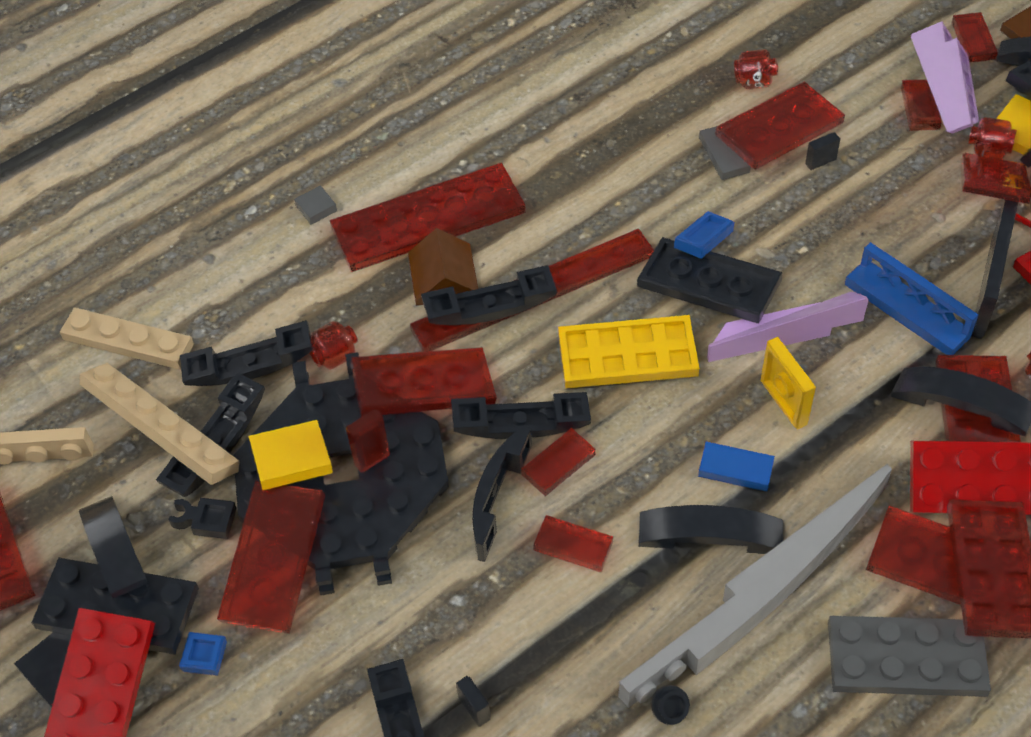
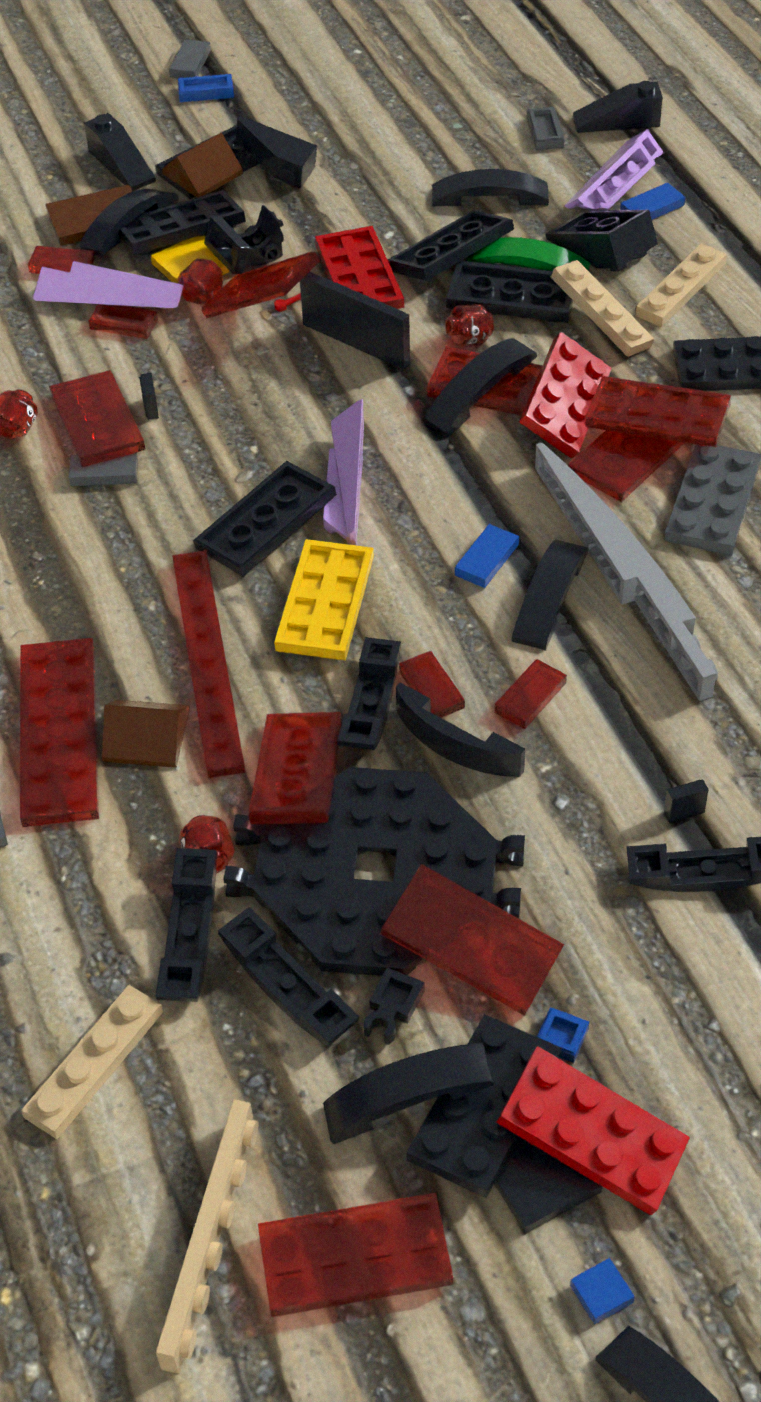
camera: 75 degrees left, 5 degrees down
(159, 423) = (245, 1030): tan plate -> none
(290, 454) = (359, 889): yellow tile -> none
(368, 440) = (381, 804): clear red tile -> none
(490, 302) = (218, 681): black slope -> none
(670, 705) = (725, 657): black plate -> none
(704, 234) = (209, 505): blue tile -> none
(787, 383) = (424, 484): yellow tile -> none
(910, 304) = (377, 388): blue fence -> none

